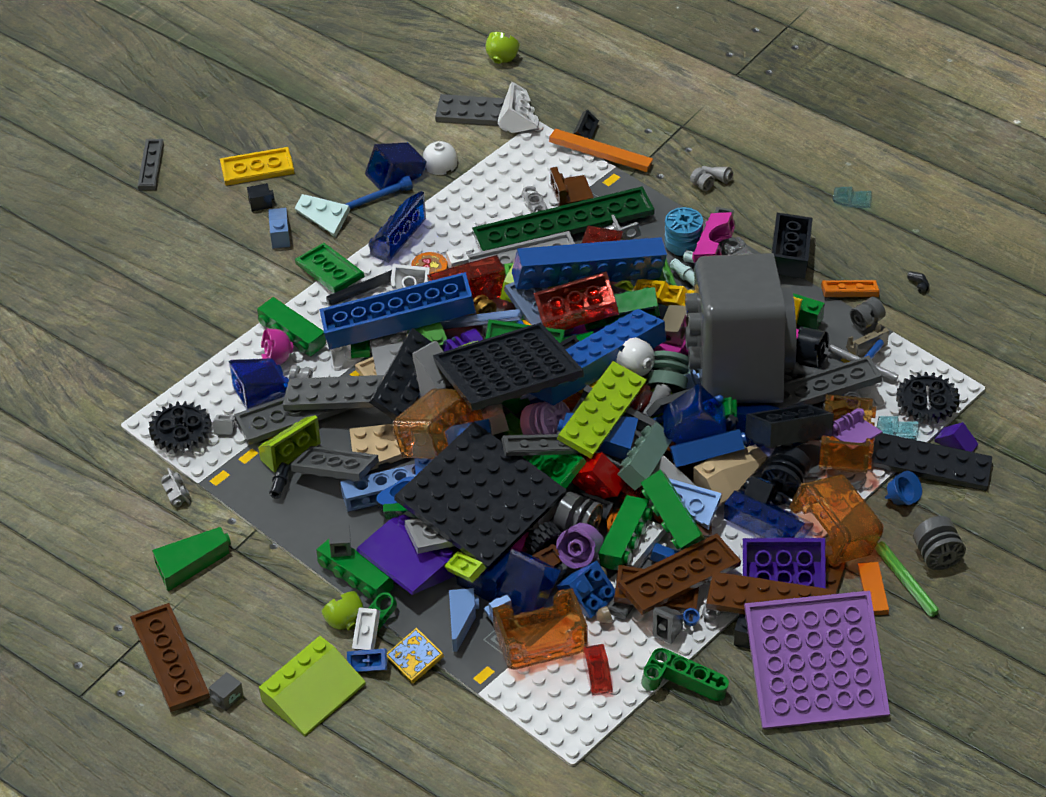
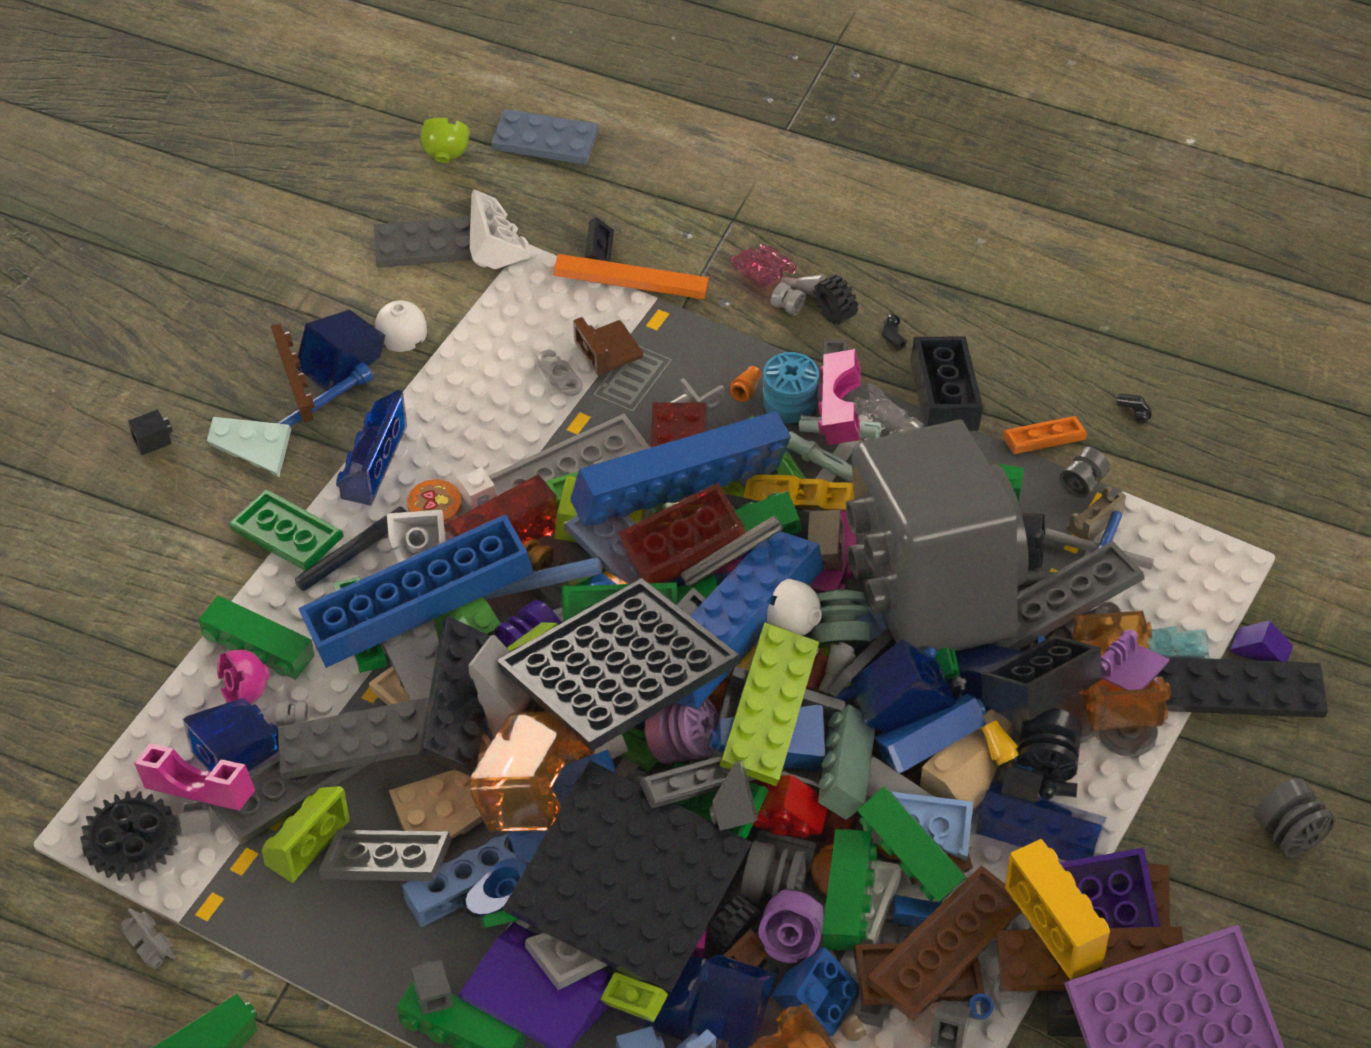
camera: 15 degrees left, 5 degrees up
(213, 394) = (166, 772): none -> dark pink arch
(257, 166) = (131, 381): yellow tile -> none
(279, 228) = (191, 475): medium blue slope -> none
(279, 480) = (305, 896): black axle -> none
(360, 176) = (297, 380): none -> reddish brown wing
(559, 460) = (734, 801): none -> dark grey slope
(571, 56) = (545, 136): none -> sand blue plate
(571, 217) = (610, 395): dark green plate -> none
(606, 317) = (731, 551): none -> dark grey axle
(655, 226) = (744, 385): none -> orange cone
(692, 156) = (763, 265): none -> clear pink plate
(733, 183) = (836, 299): none -> black tyre
(751, 463) = (1000, 744): none -> yellow cone
(751, 559) = (1057, 909): none -> yellow brick
(766, 210) = (890, 331): none -> black arm
(843, 515) = (1151, 801): clear orange windscreen -> none
(847, 197) = (996, 293): clear light blue slope -> none
(872, 581) = (1216, 898): orange tile -> none
(904, 489) = (1216, 739): blue piece -> none
(907, 579) = (1261, 880): bright green axle -> none
(913, 397) = (1190, 597): black gear -> none

